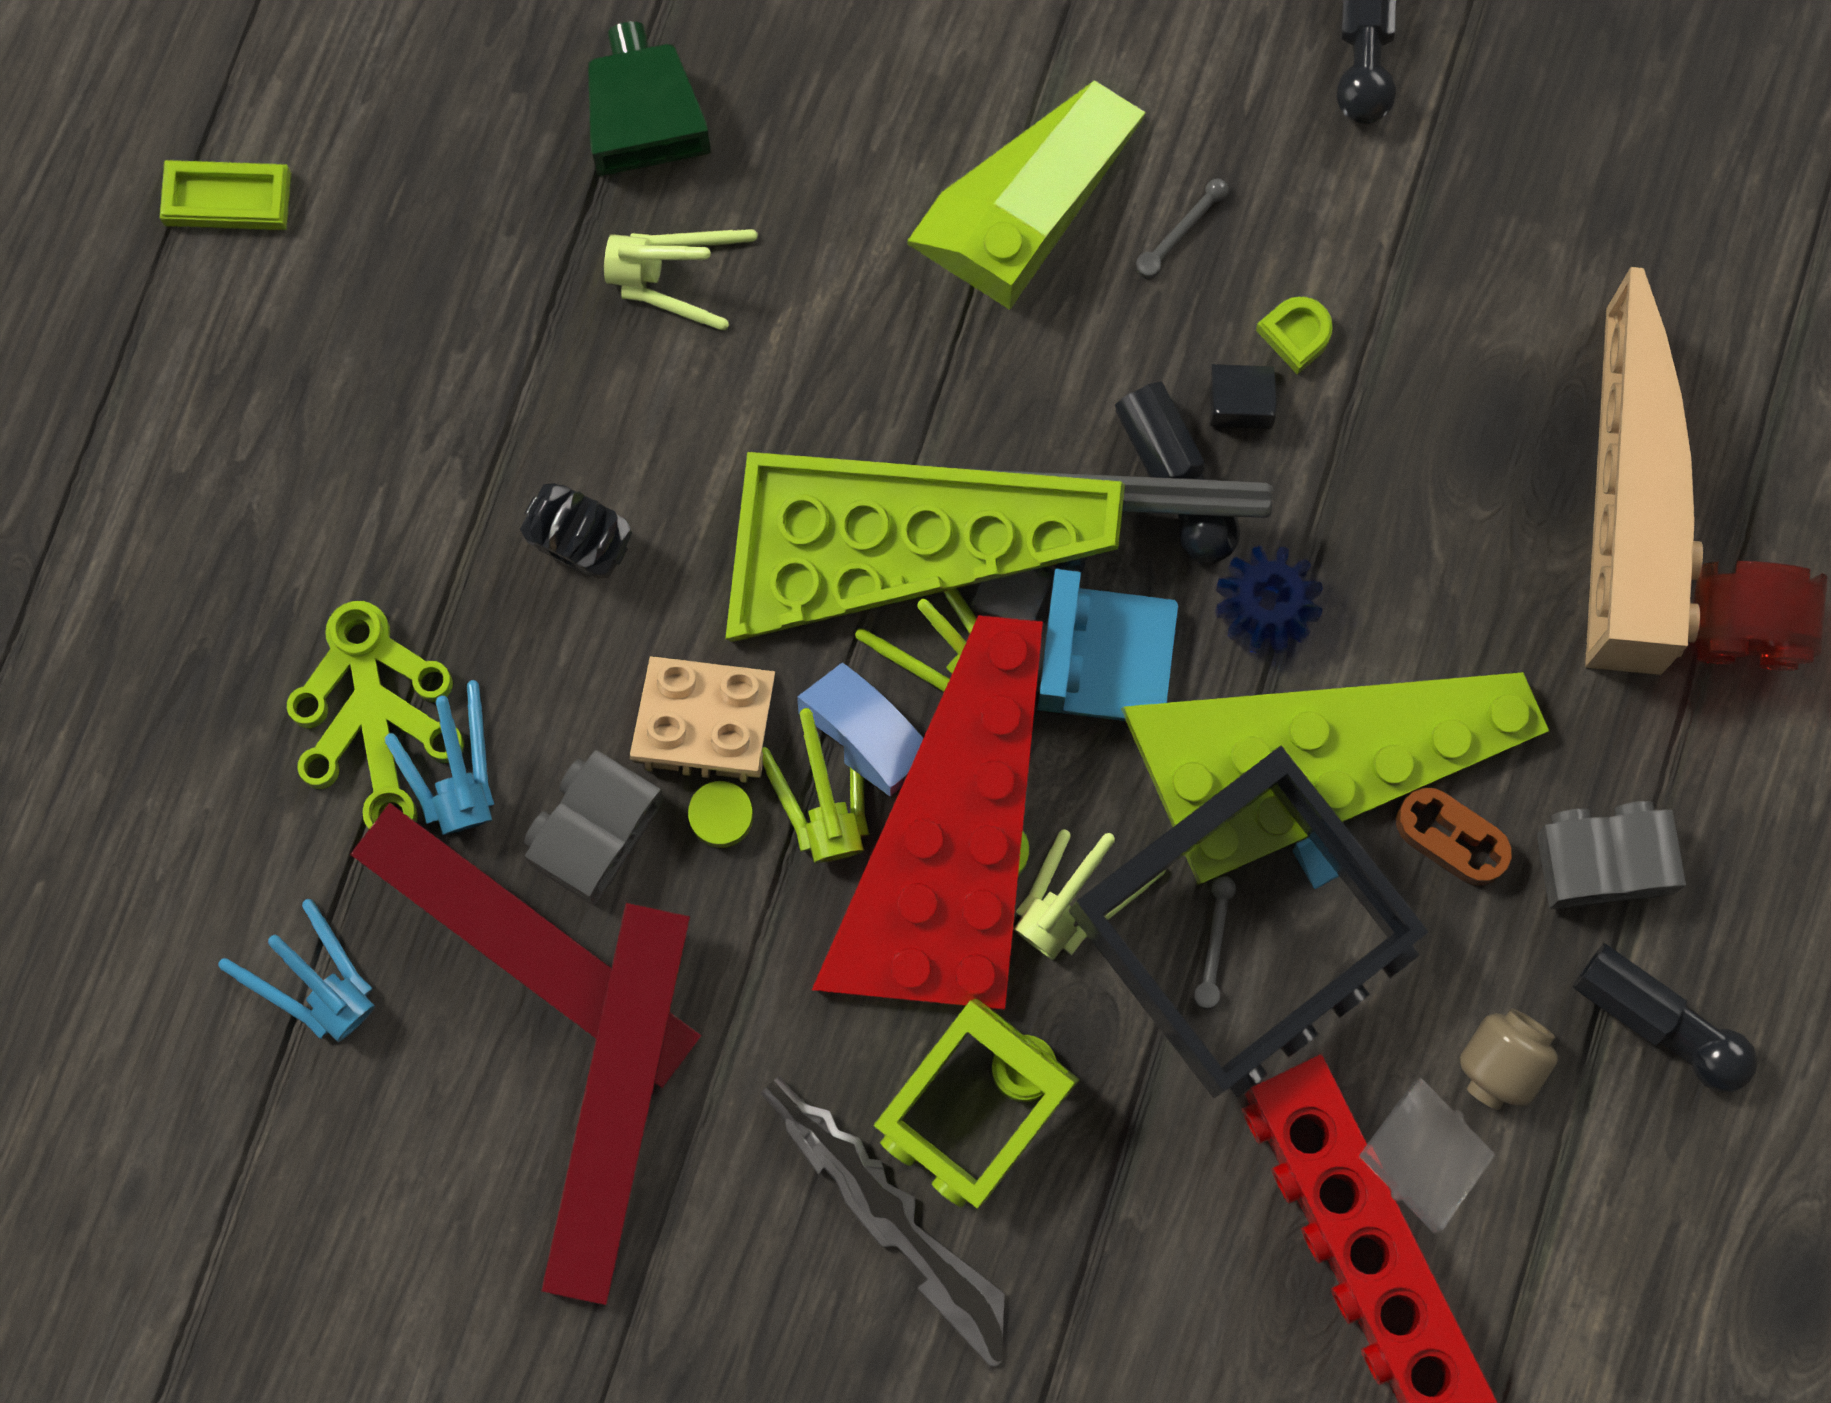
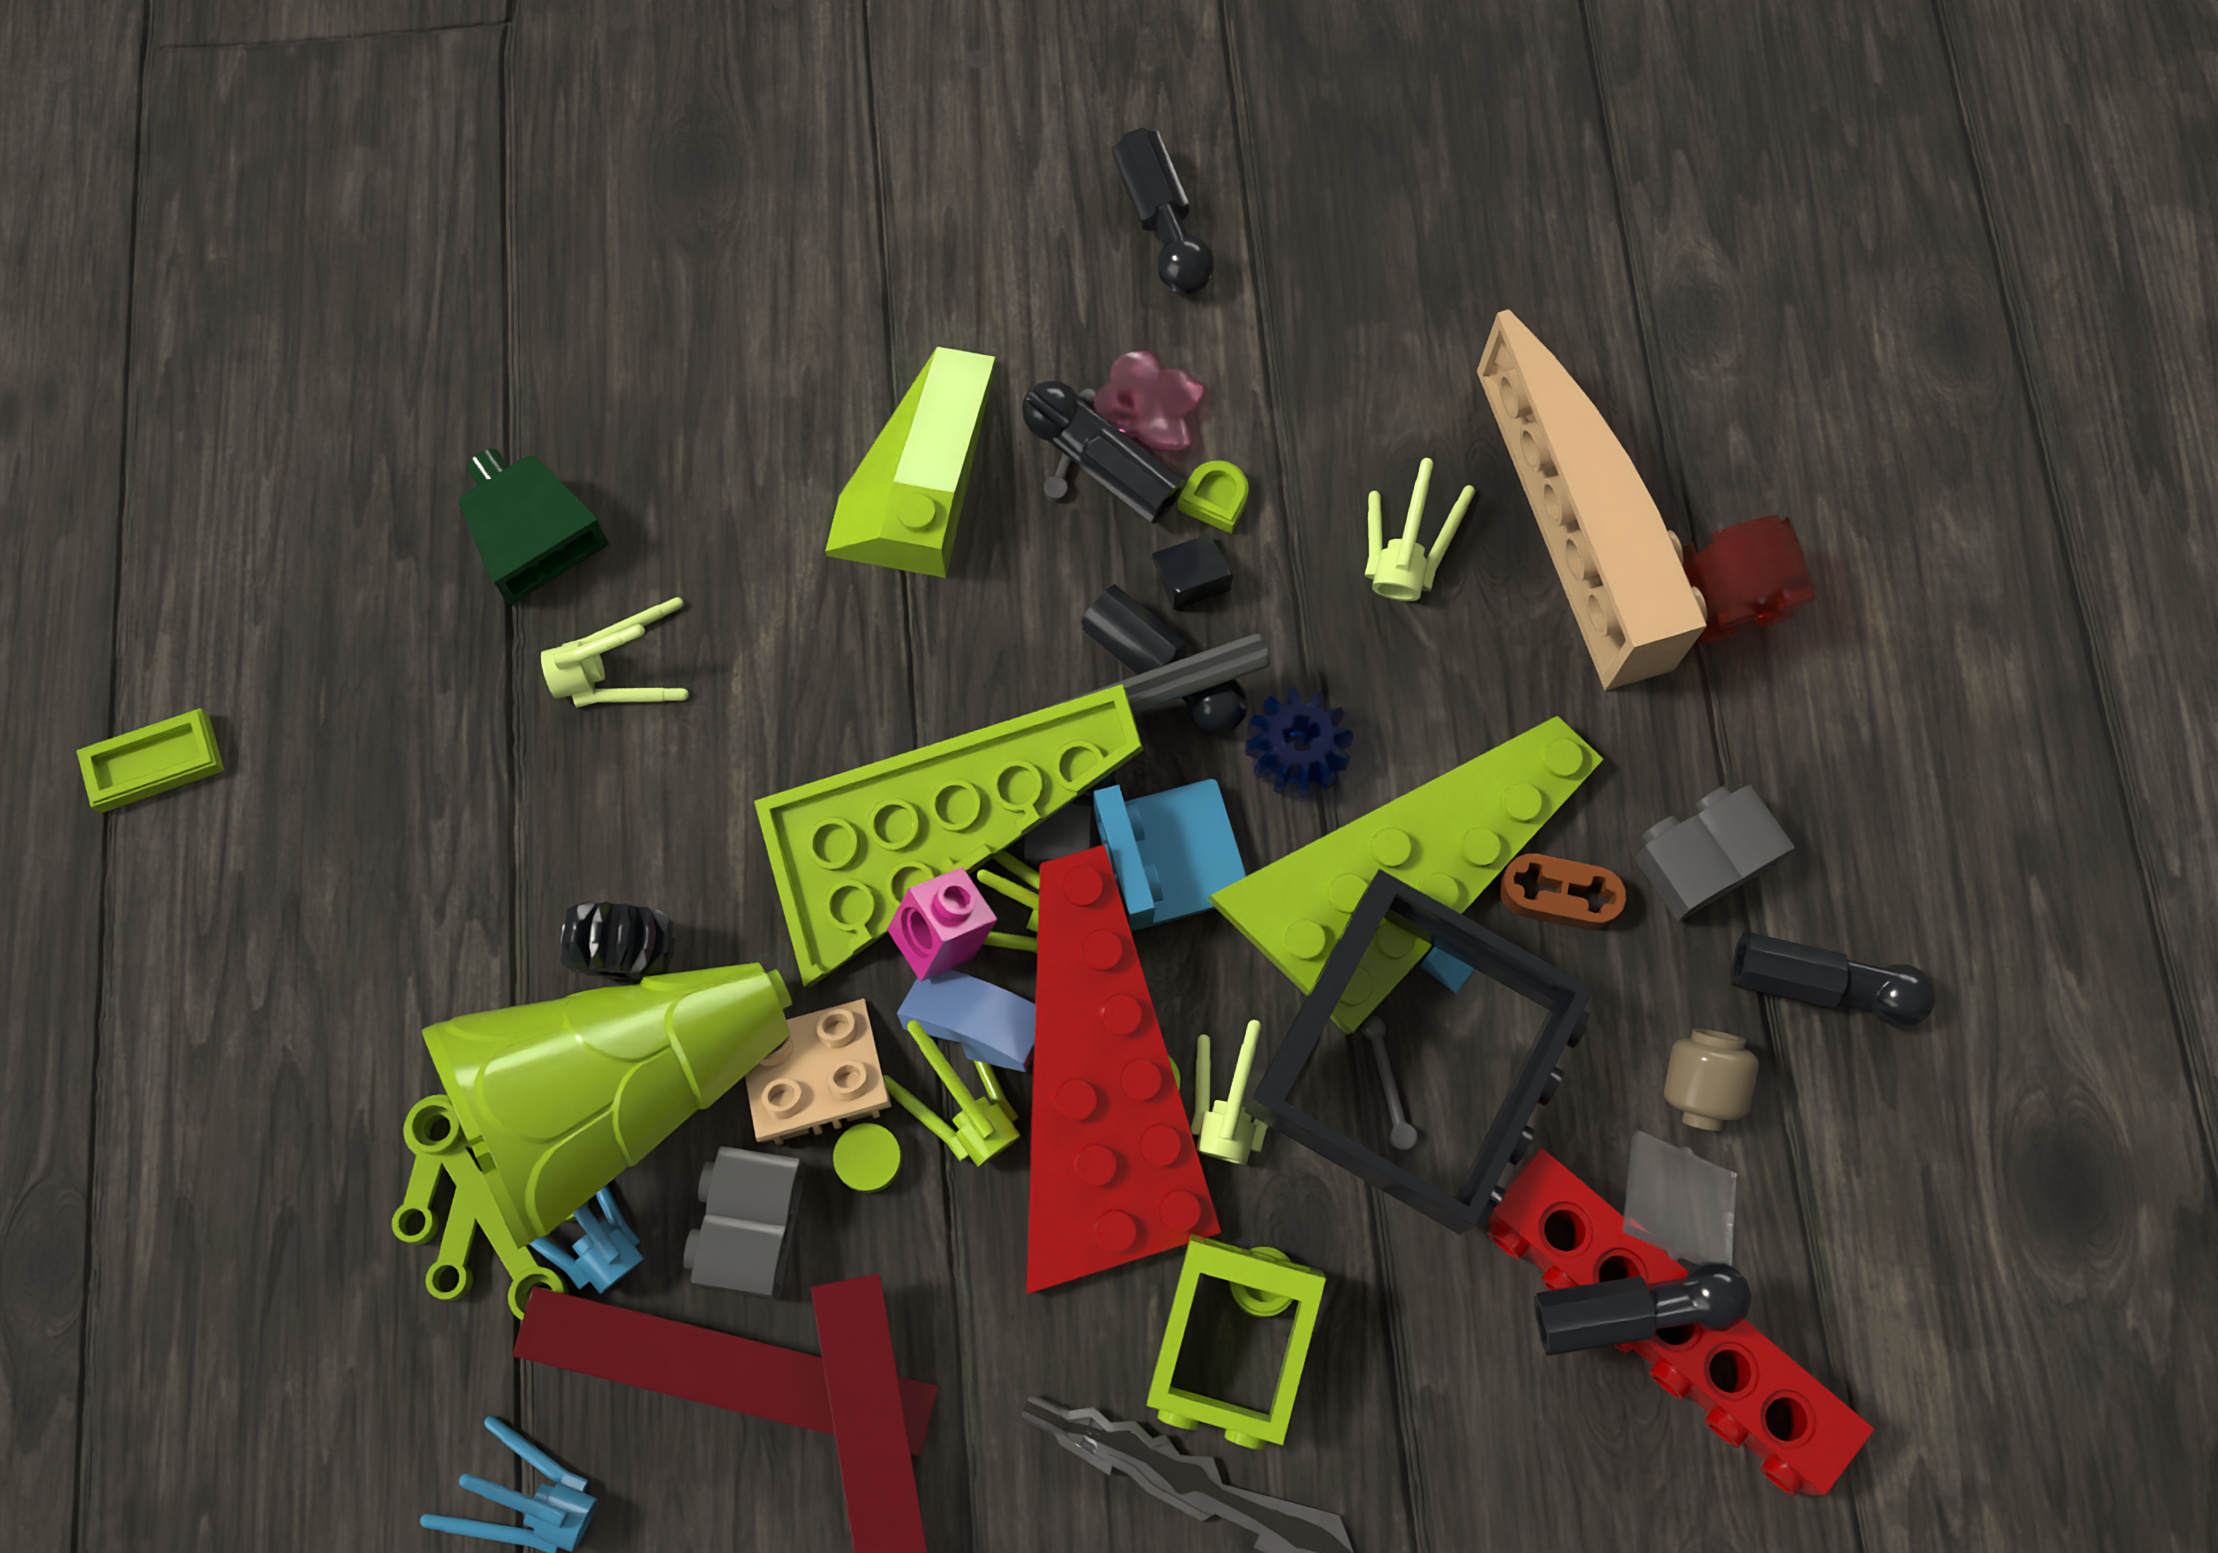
camera: 25 degrees left, 5 degrees down
(516, 646) = (597, 1079): none -> lime cone
(869, 633) = (941, 923): none -> dark pink brick
(1205, 246) = (1101, 449): none -> black piece
(1280, 214) = (1153, 400): none -> clear pink plate
(1332, 1223) = (1633, 1310): none -> black piece
(1441, 473) = (1401, 568): none -> yellowish green plant

